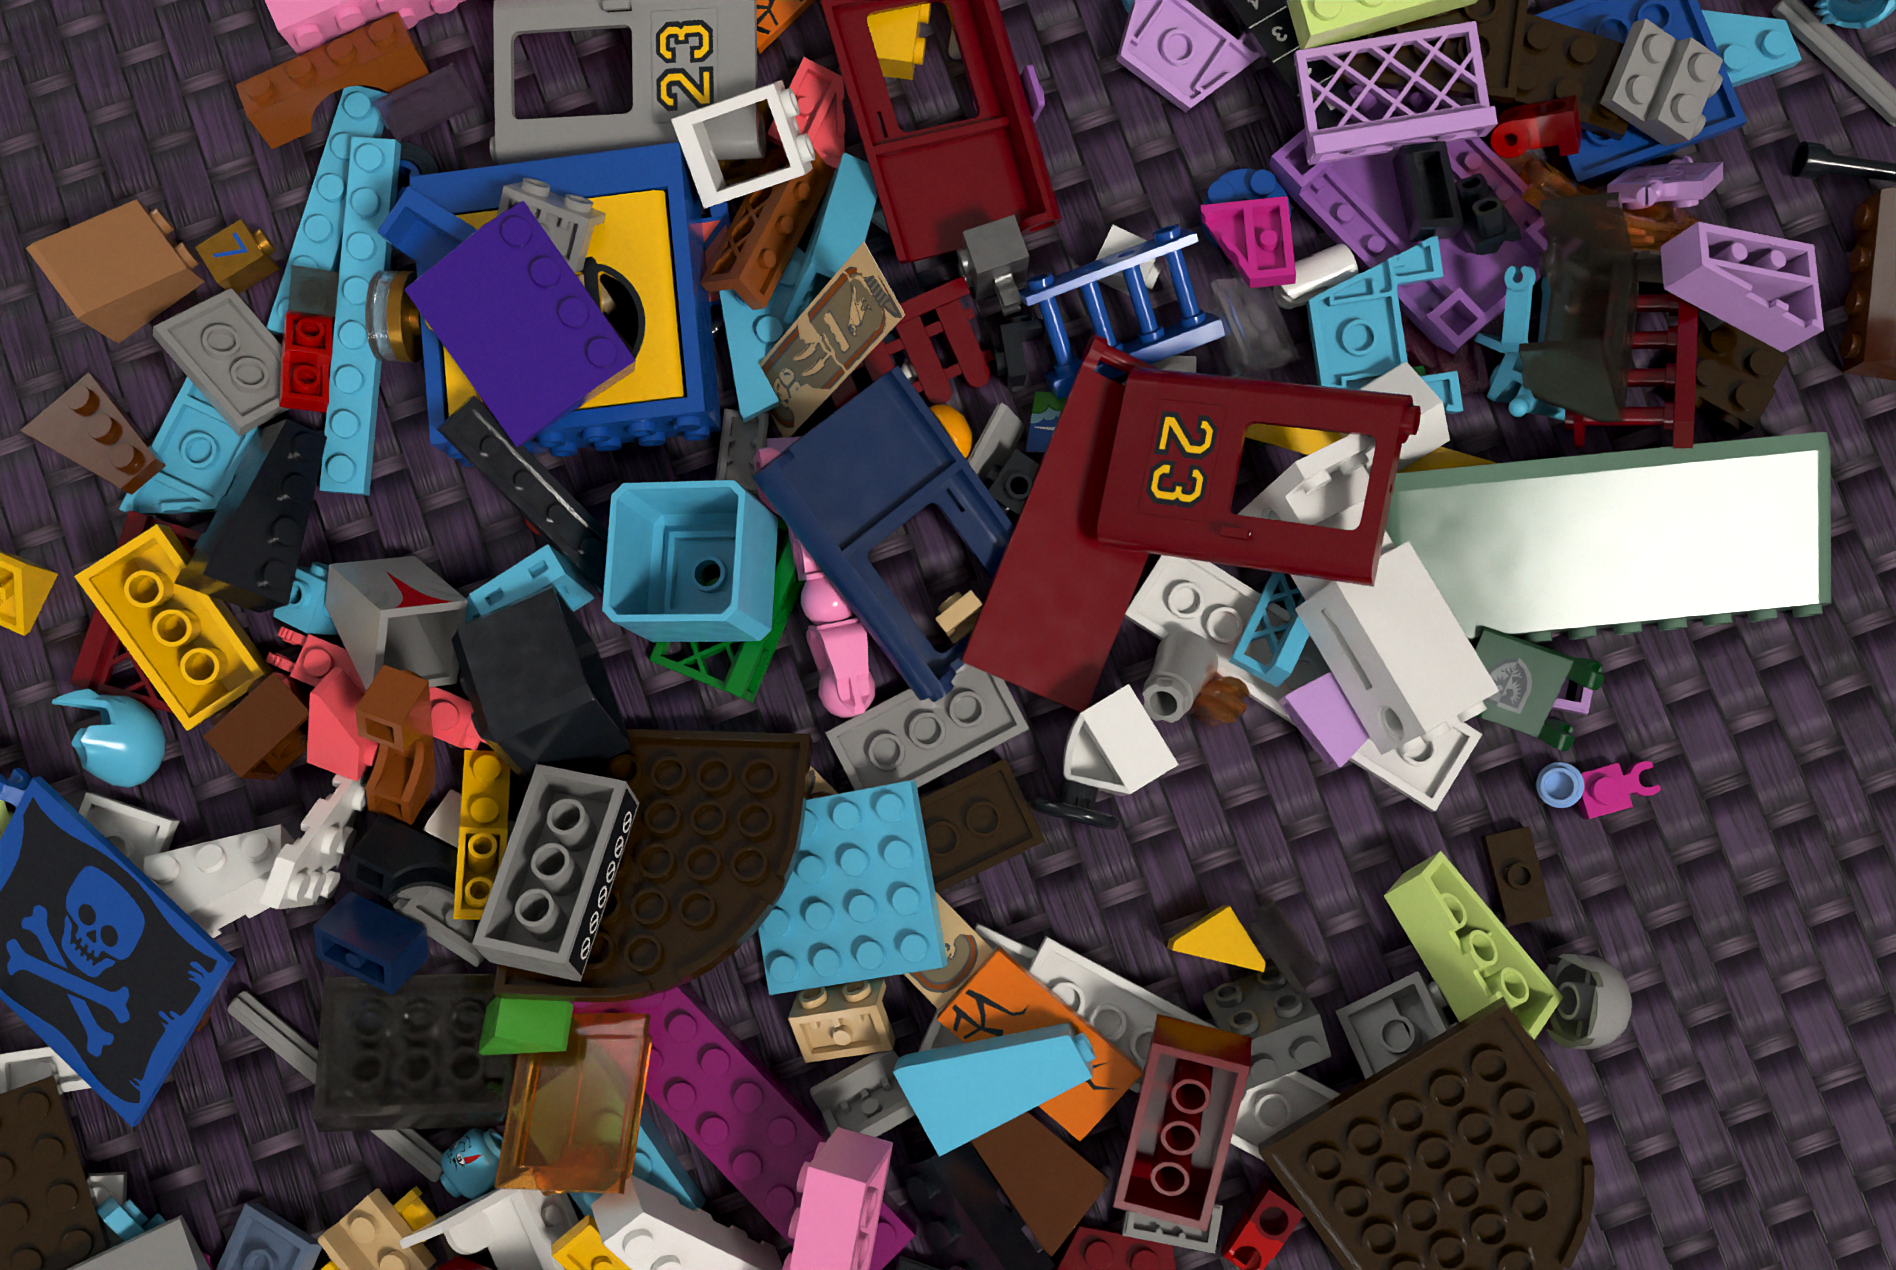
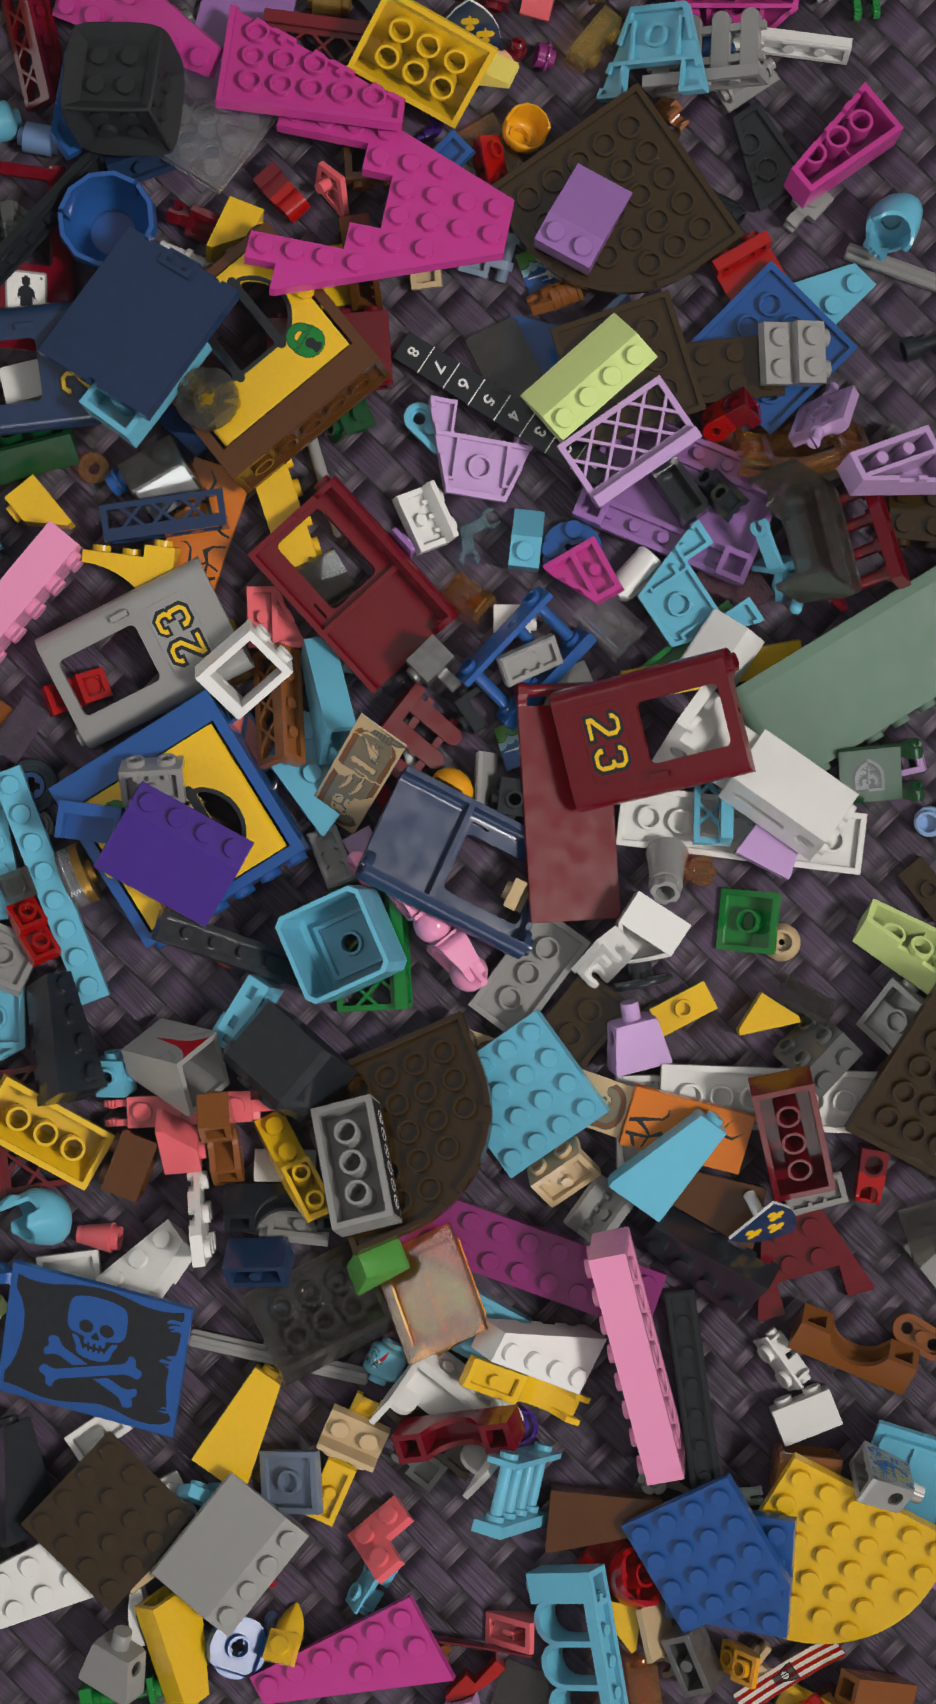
camera: 25 degrees left, 5 degrees up
(189, 807) = (101, 1236): none -> coral cone
(234, 1162) = (241, 1427): none -> yellow slope
(537, 92) = (87, 686): none -> red slope
(914, 91) = (328, 577): none -> clear smoke piece
(1025, 889) = (635, 1041): none -> lavender torso
(1039, 754) = (605, 957): none -> white hinge
(1077, 81) = (426, 518): none -> white bracket
(1086, 211) = (469, 598): none -> clear orange slope
(1090, 1229) = (767, 1221): none -> shield
(1111, 877) = (684, 1008): none -> yellow plate
(1124, 125) = (467, 534): none -> clear light blue arm
(1126, 312) = (529, 660): none -> light grey plate
(1191, 172) = (526, 540): none -> medium azure slope
(1254, 802) = (748, 921): none -> green slope
(1270, 851) = (791, 943): none -> tan plate

